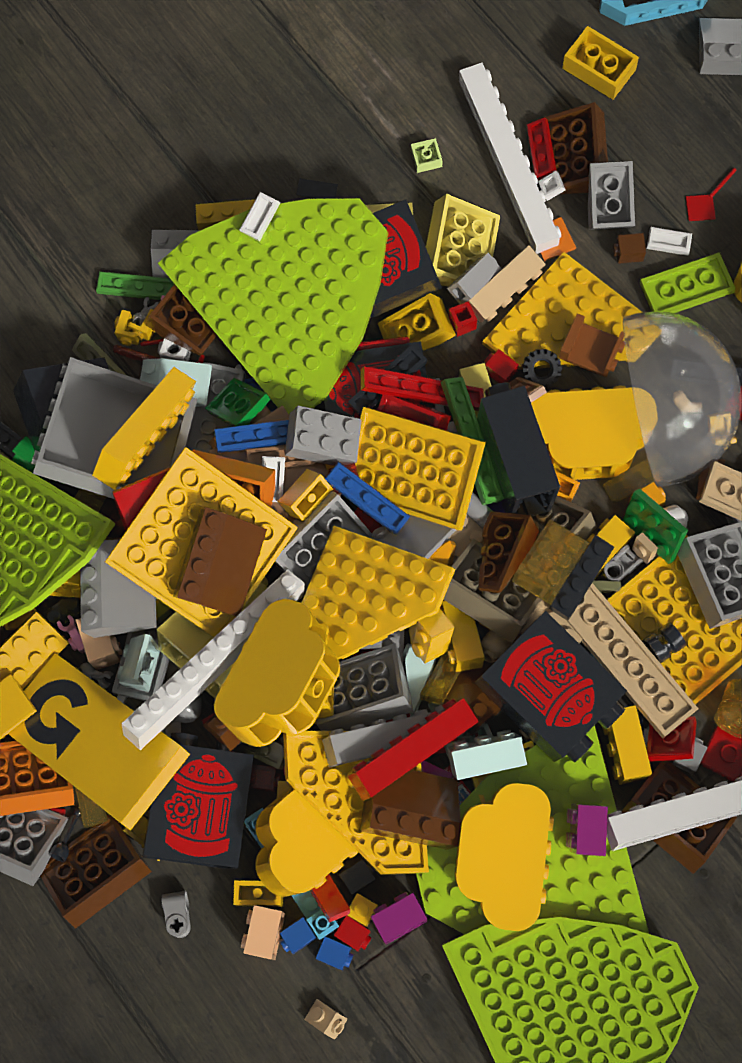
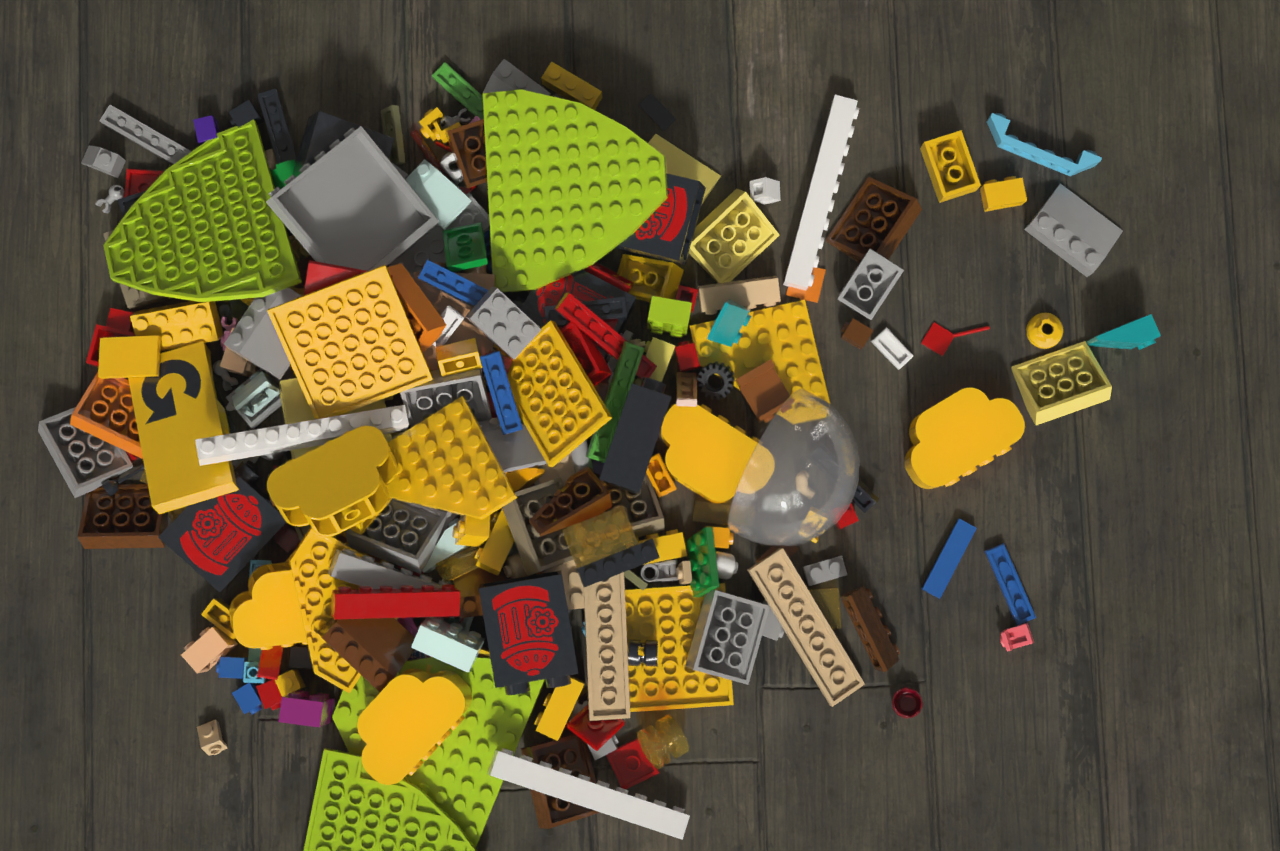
camera: 30 degrees right, 10 degrees up
(144, 429) = (372, 225): yellow brick -> none
(176, 909) = (161, 587): light grey piece -> none
(220, 562) = (353, 368): reddish brown slope -> none
(259, 216) = (579, 115): white tile -> none
(426, 155) = (759, 145): yellowish green piece -> none
(461, 185) = (765, 190): none -> white brick
(461, 339) = (669, 316): none -> lime brick
(474, 278) = (717, 273): light grey brick -> none
(517, 307) = (729, 323): none -> teal slope
(541, 148) = (851, 204): red tile -> none
(551, 185) = (835, 240): white tile -> none
(587, 829) = (477, 747): magenta brick -> none
(660, 56) = (1003, 194): none -> yellow brick
(688, 285) = (877, 394): lime plate -> none

